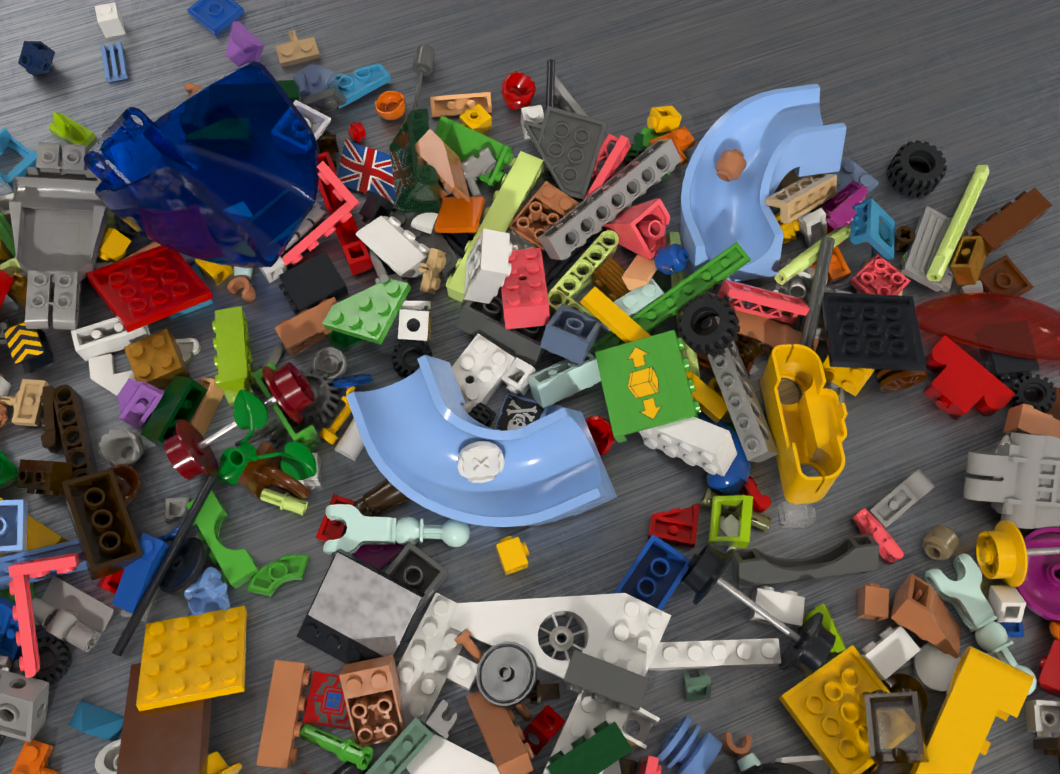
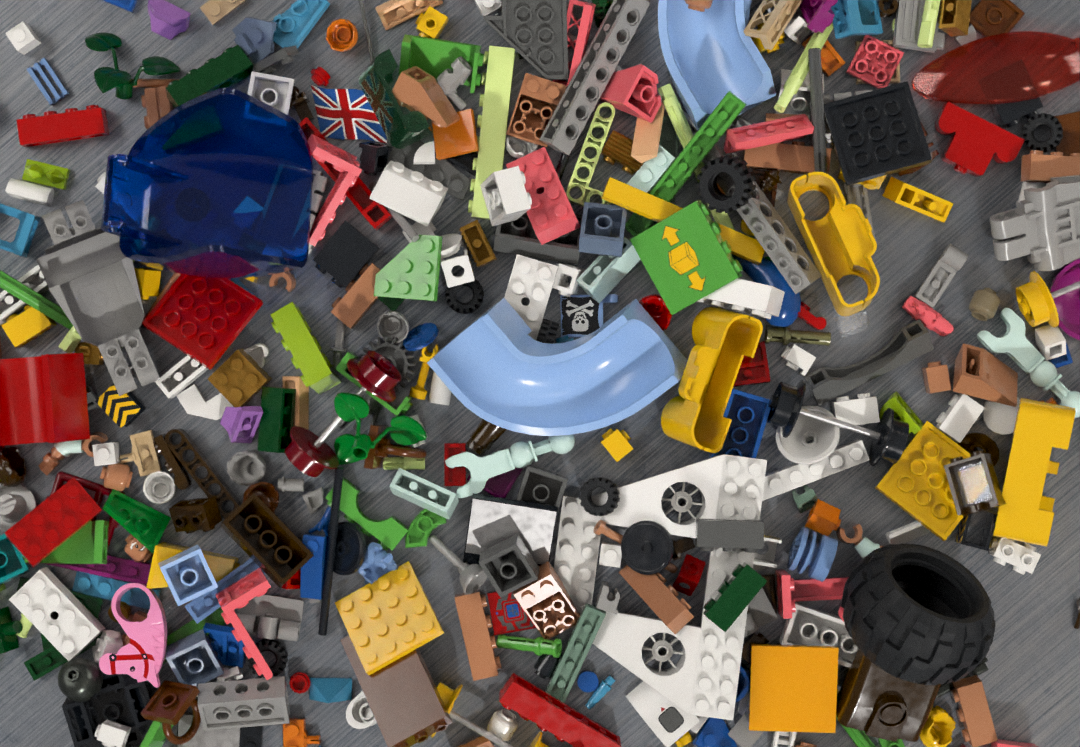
camera: 10 degrees left, 20 degrees up
(24, 438) = (159, 487): none -> white hair
(40, 133) = (30, 192): none -> white brick
(67, 701) = (300, 682): none -> red plate
(104, 96) = (62, 126): none -> red brick
(158, 483) = (290, 484): none -> light grey pin
(178, 79) = (110, 78): none -> dark green plant
(290, 536) = (424, 493): none -> light aqua brick
(304, 641) = (471, 575): none -> light grey piece
(347, 641) = (509, 565): none -> dark grey brick
(432, 270) = (451, 207): tan plate -> none
(443, 314) = (477, 244): none -> pearl gold brick
(480, 461) = (563, 378): white tile -> none
(482, 613) = (586, 500): none -> black tyre
(632, 516) = (709, 377): none -> yellow piece
(671, 259) = (671, 119): blue head -> none
(712, 713) = (823, 518): none -> orange brick
(719, 616) = (796, 445): none -> white dish
(744, 527) = (807, 351): lime tile -> none
(893, 417) = (917, 199): none -> yellow slope

